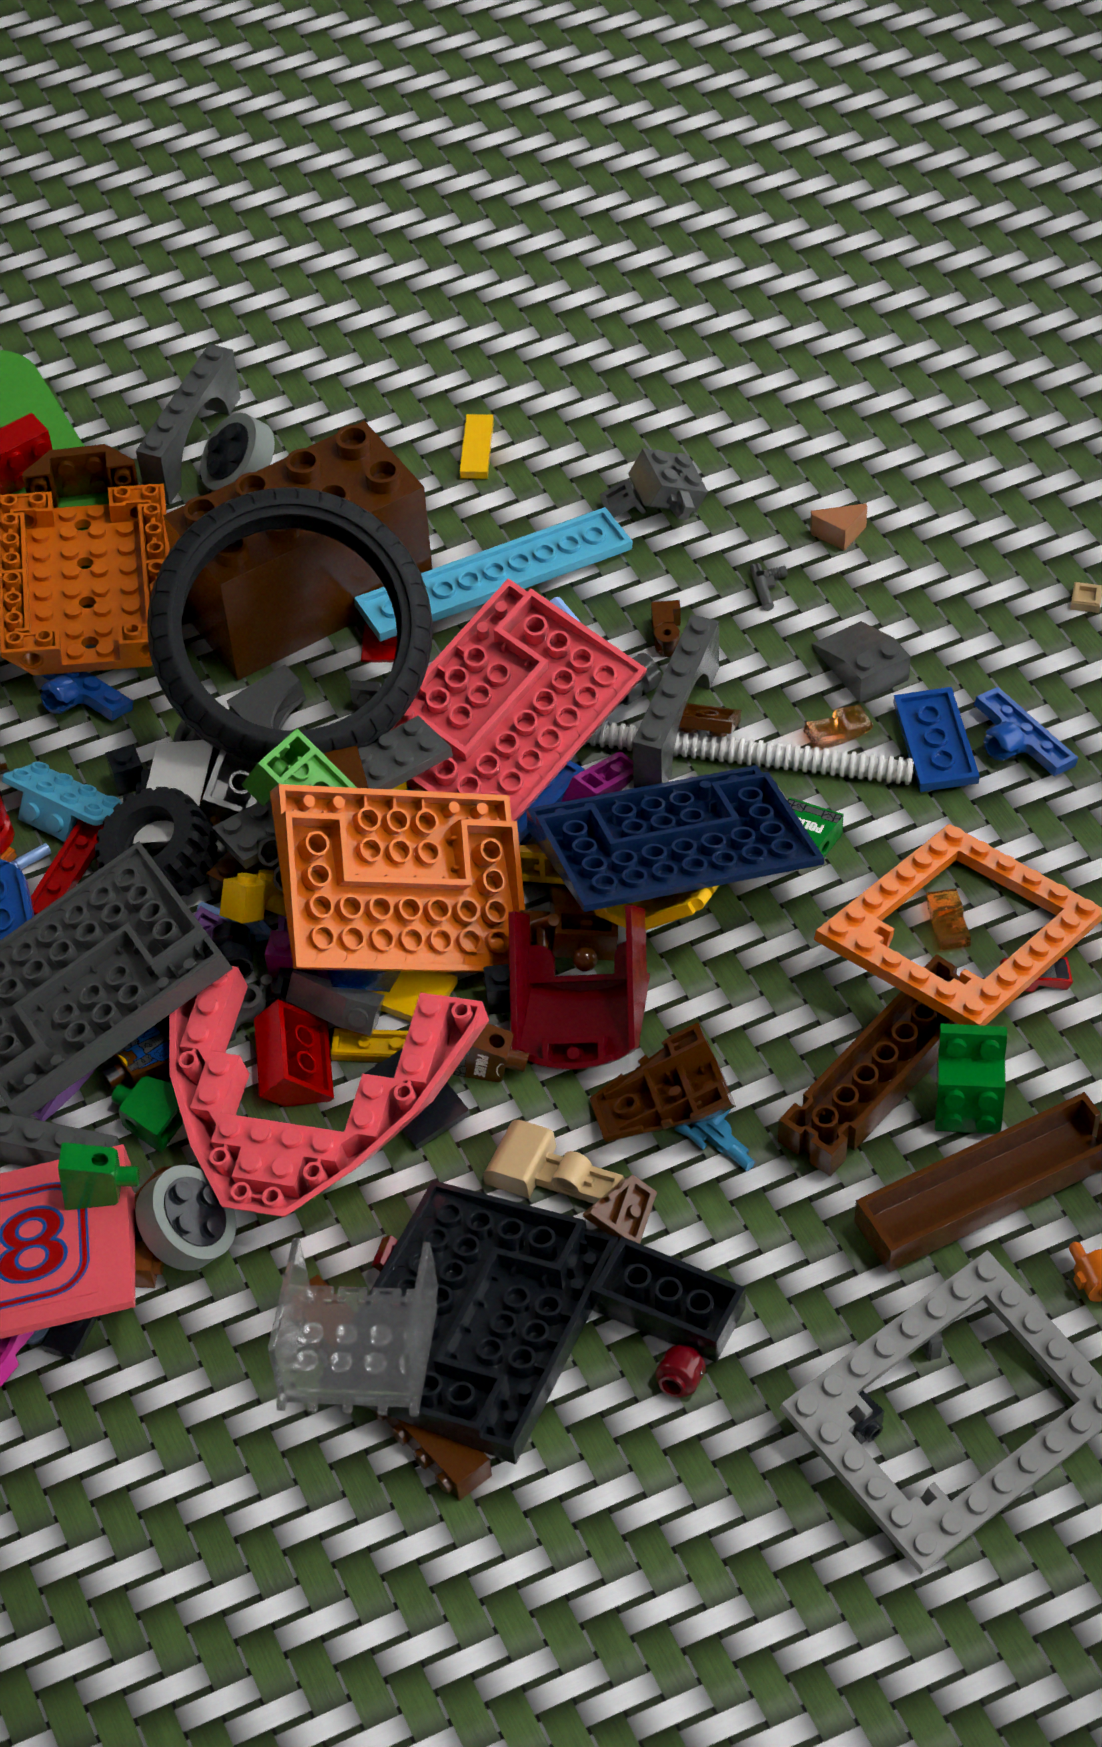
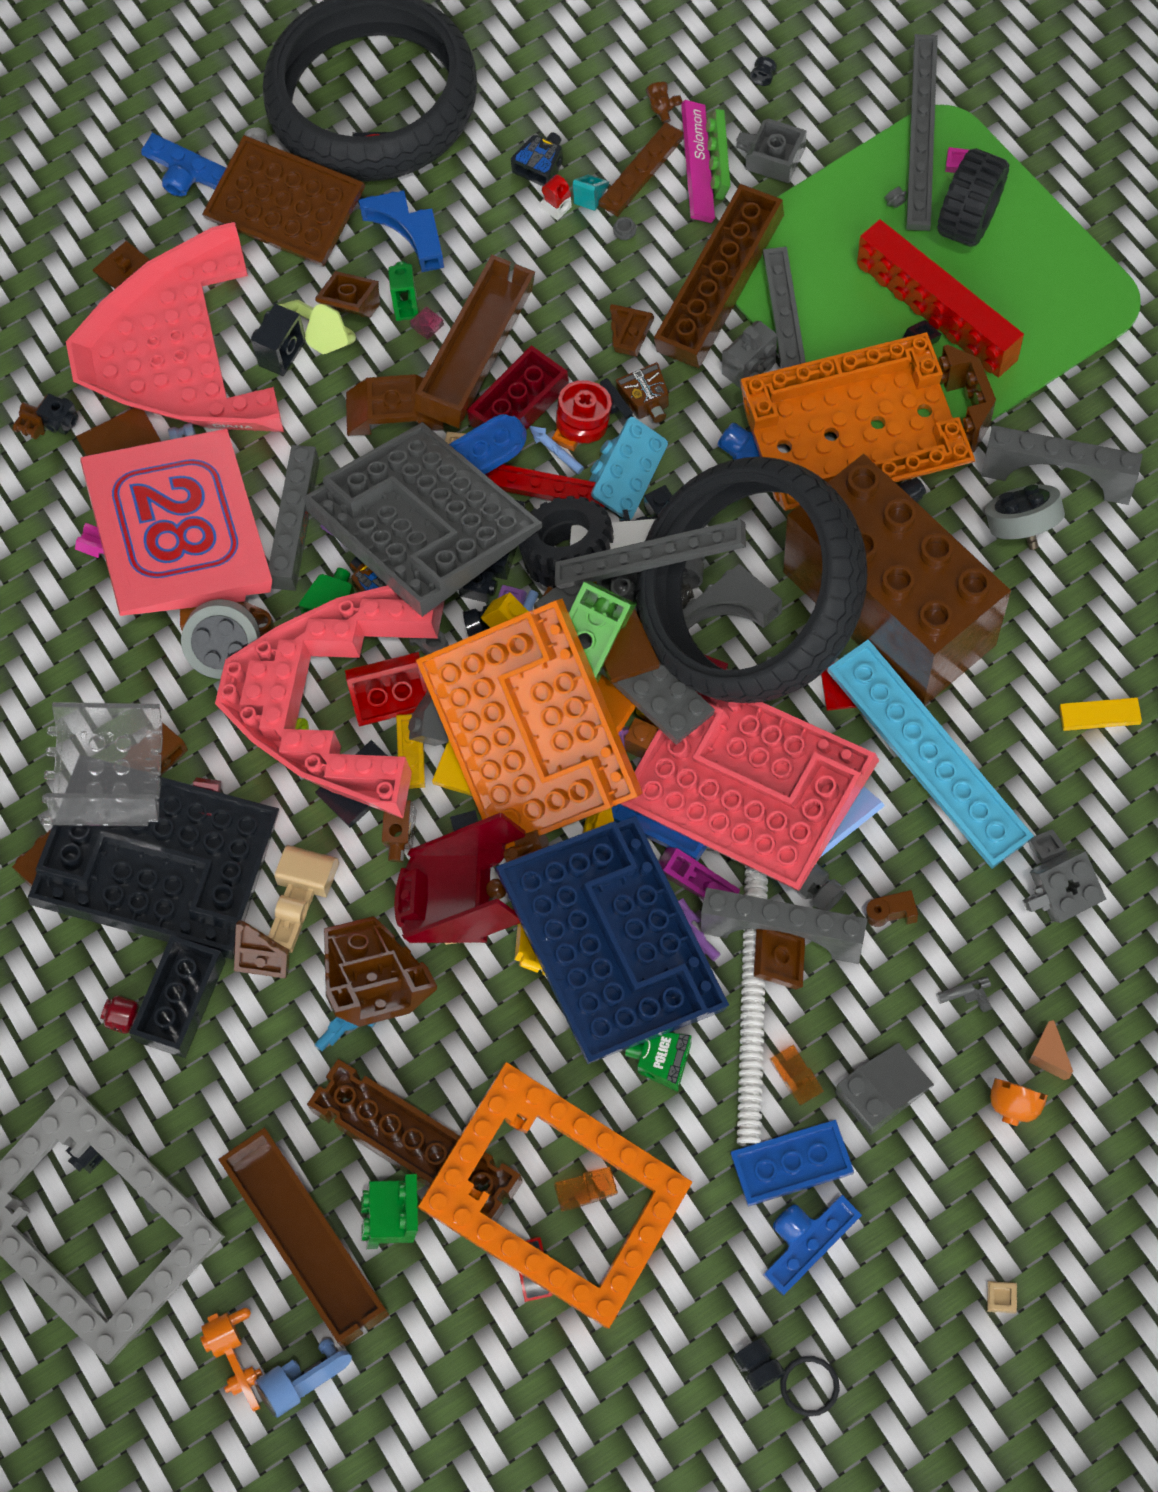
camera: 85 degrees right, 15 degrees up
(93, 1176) = (222, 561): green torso -> none
(234, 710) = (651, 554): none -> dark grey plate
(891, 552) = (1016, 1102): none -> orange cylinder

